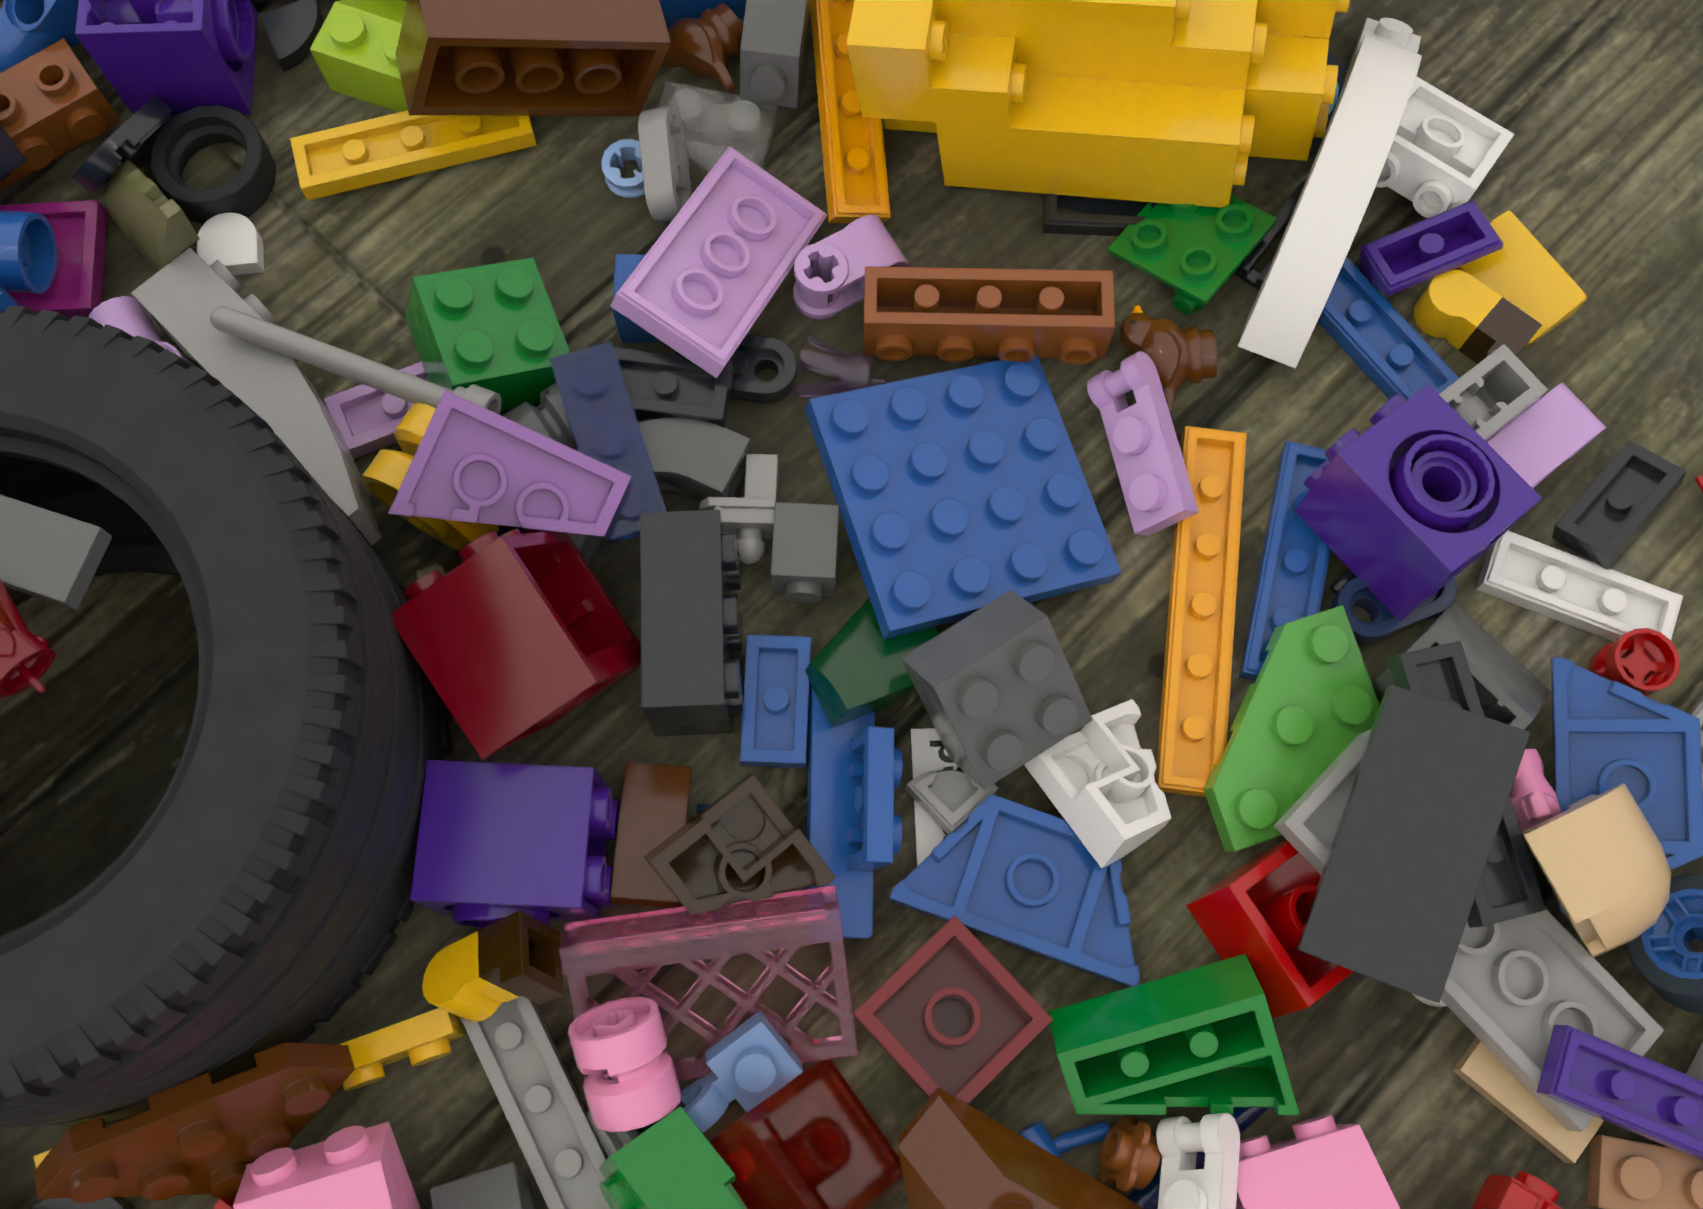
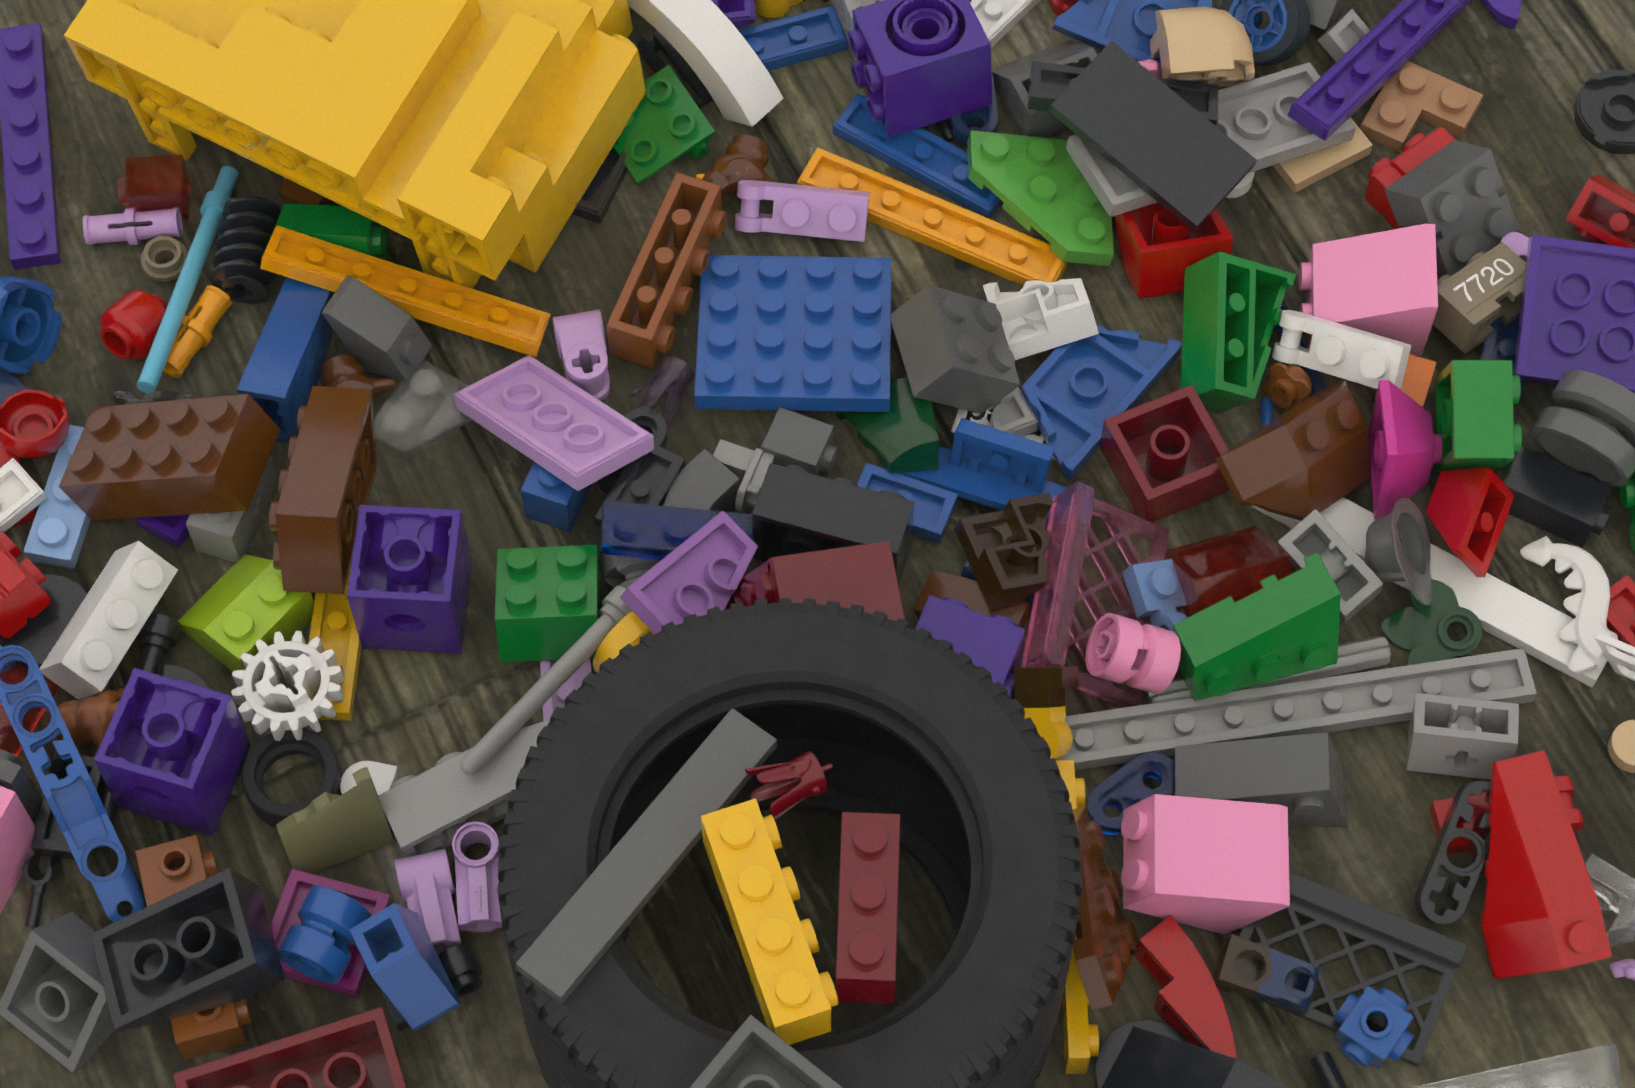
camera: 70 degrees left, 10 degrees down
(123, 144) = (255, 829): black tile -> none
(296, 109) = (275, 704): none -> white gear
(452, 1130) = (1127, 788): none -> clear blue plate
(453, 173) = (410, 578): none -> dark purple brick
(616, 155) = (421, 468): light blue bush -> none
(664, 162) = (445, 445): light grey beam -> none

